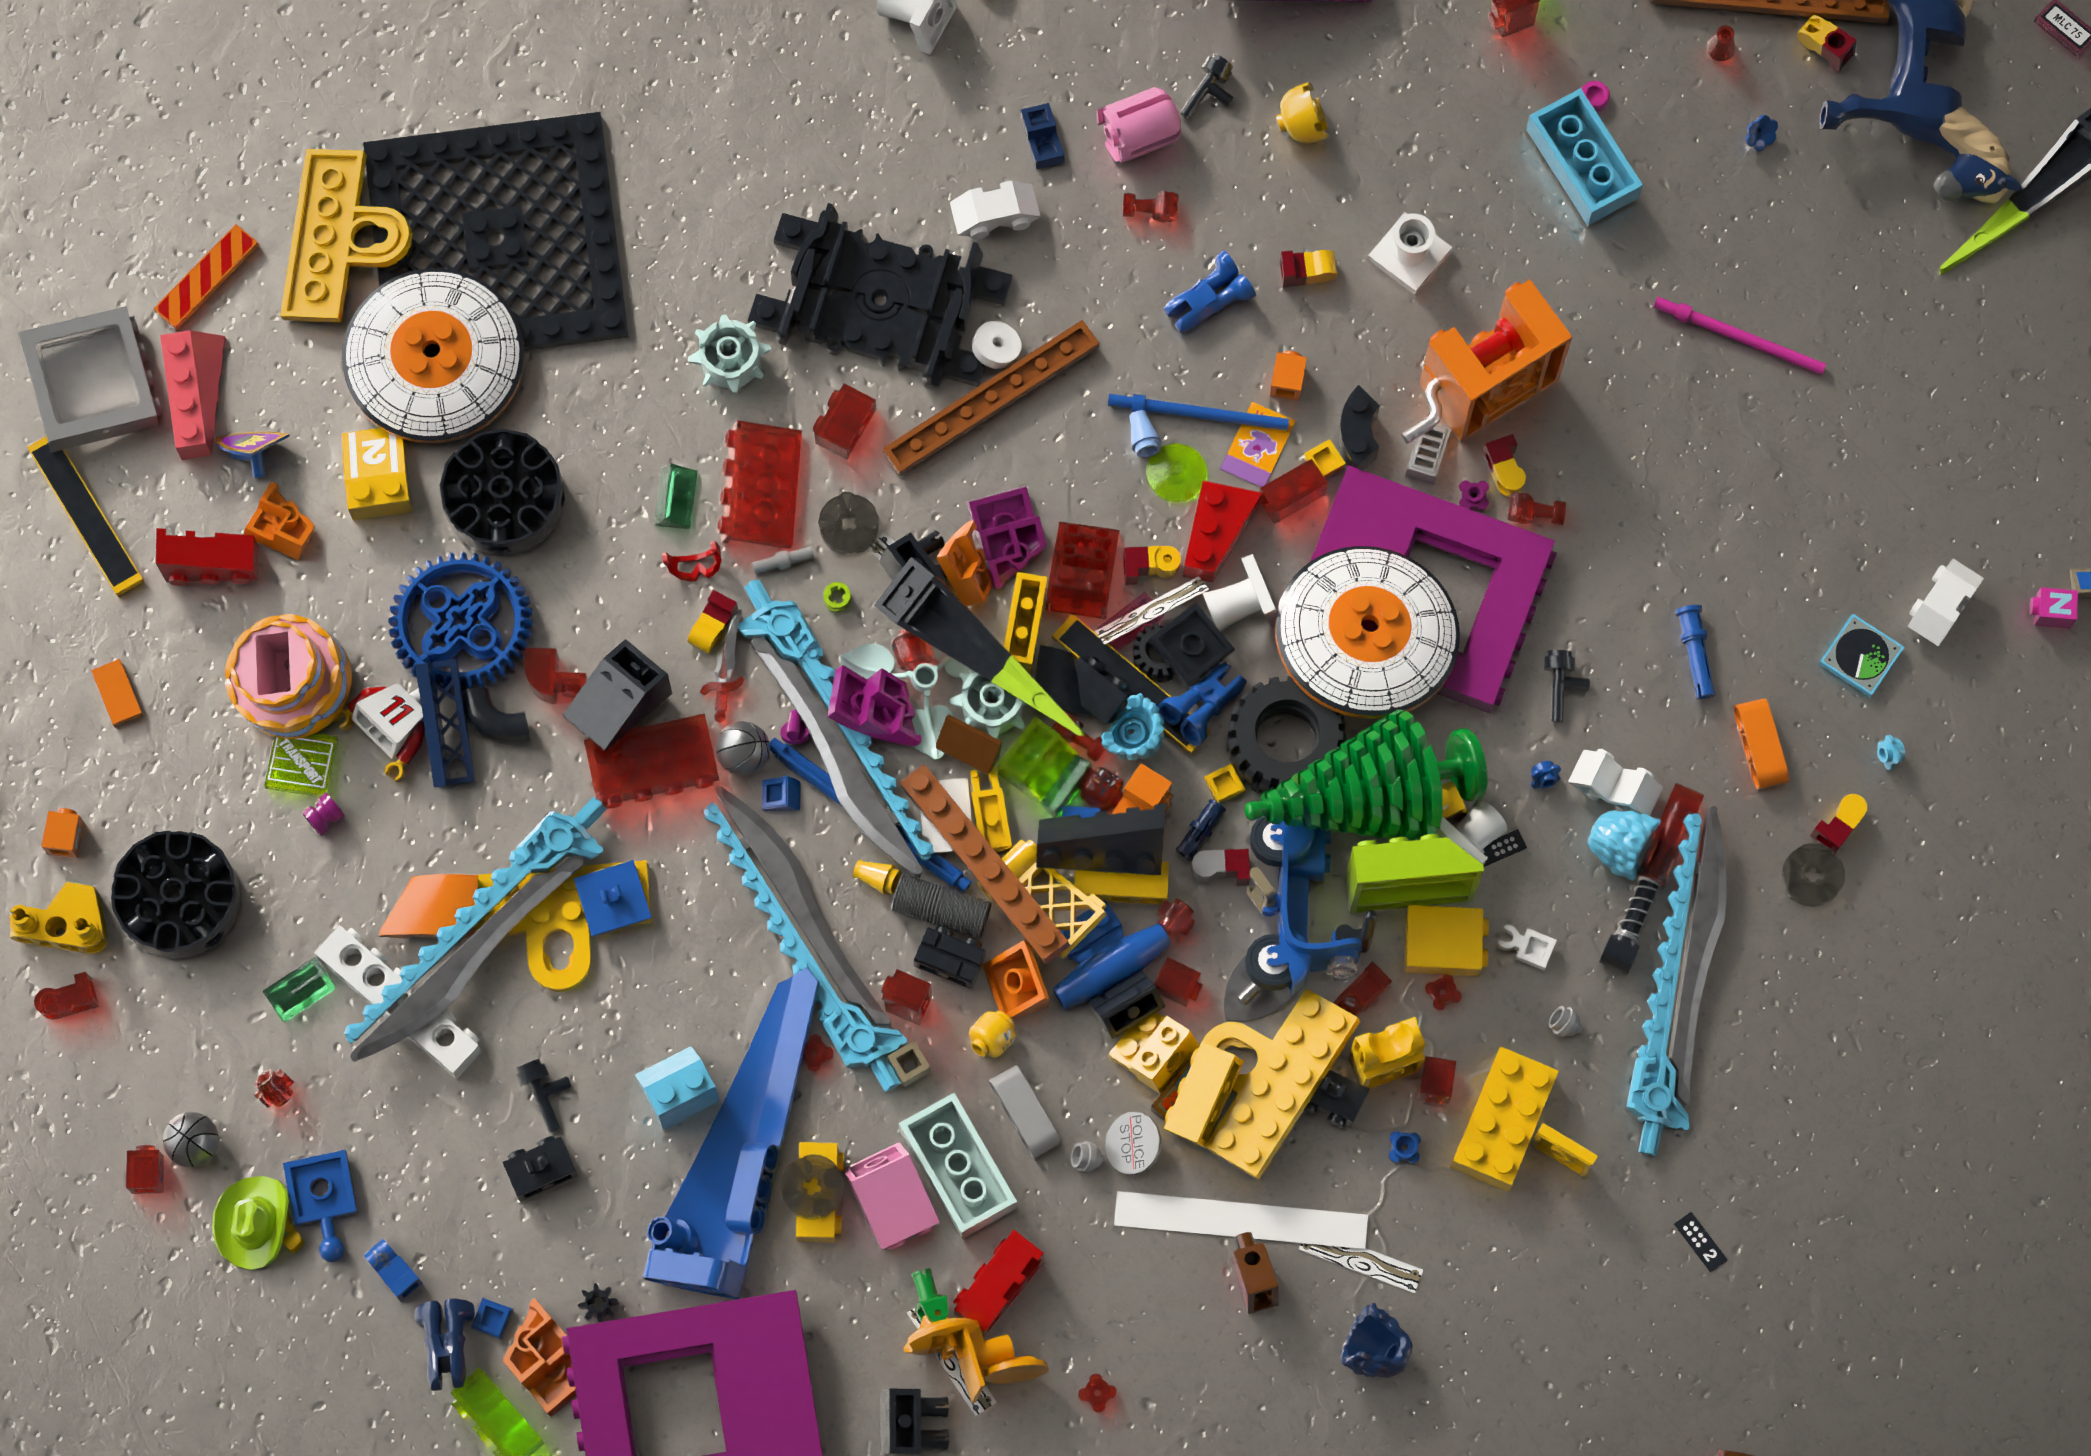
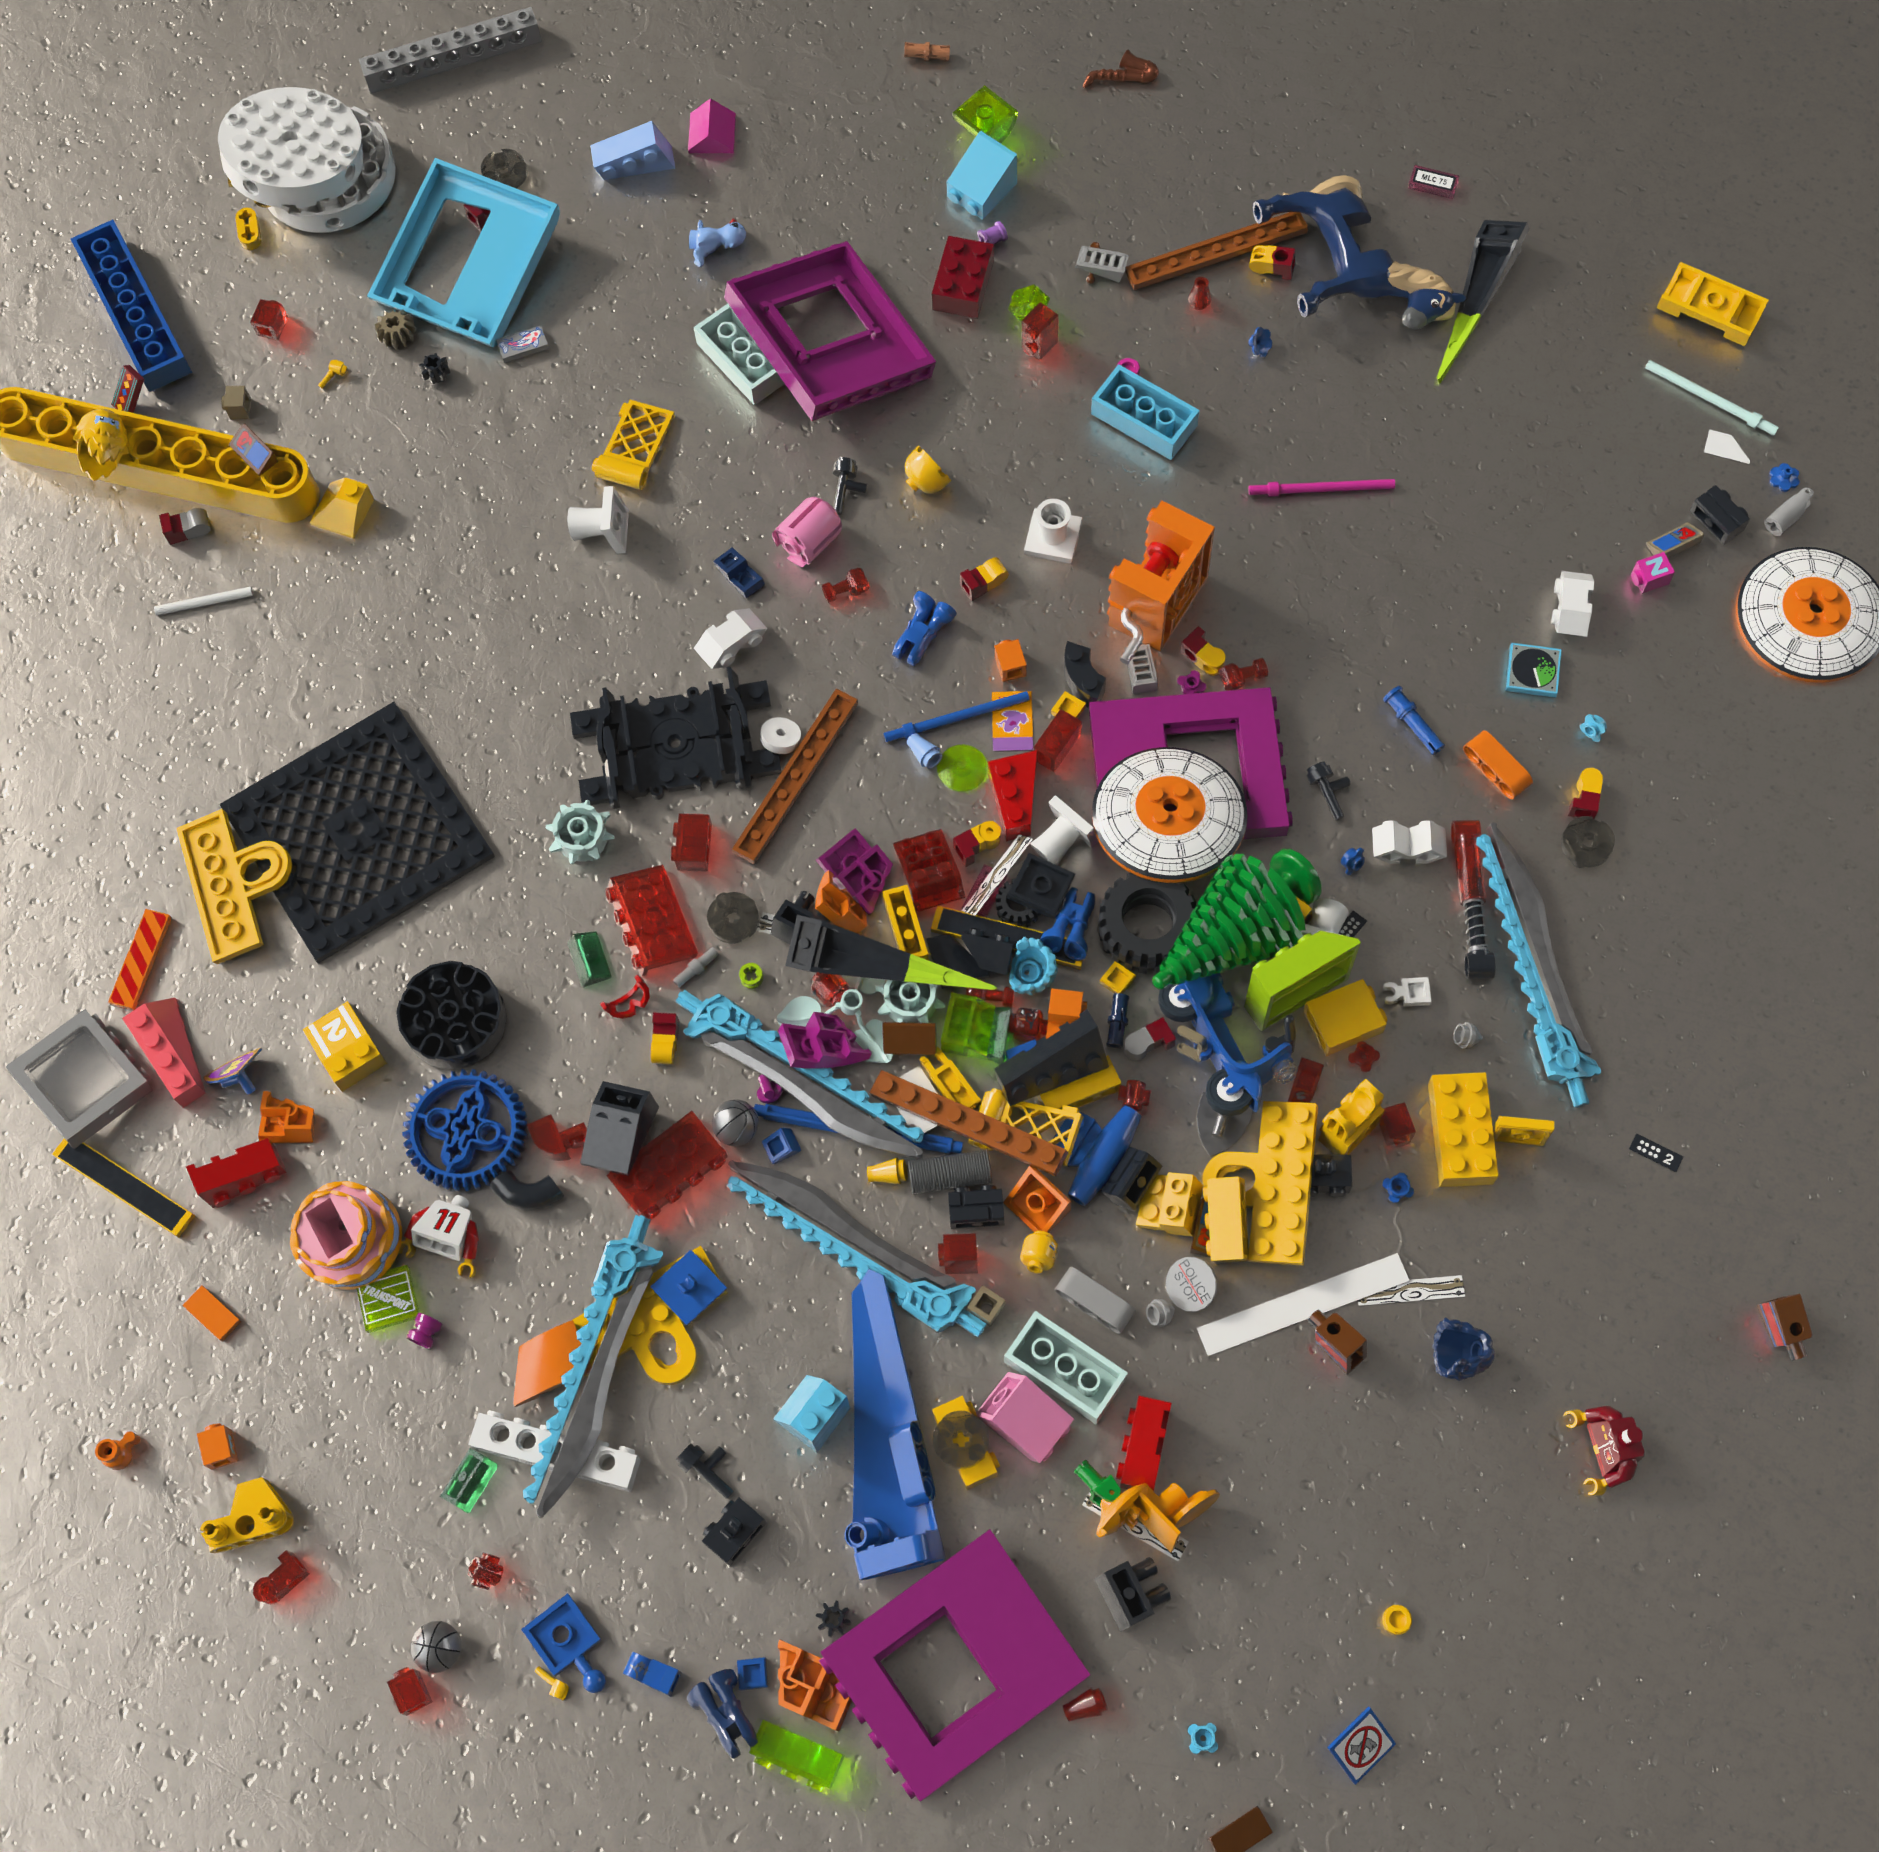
camera: 20 degrees left, 5 degrees down
(181, 924) = (335, 1424): black brick -> none
(251, 1221) = (517, 1690): lime hat -> none
(433, 723) = (480, 1217): dark blue fence -> none
(443, 394) = (352, 970): dish -> none
(725, 666) = (690, 1069): piece -> none
(824, 1053) = (914, 1329): clear red plate -> none
(1096, 1383) = (1271, 1491): clear red plate -> none
(1178, 982) = (1162, 1143): clear red brick -> none
(1619, 840) = (1437, 880): medium azure hair -> none

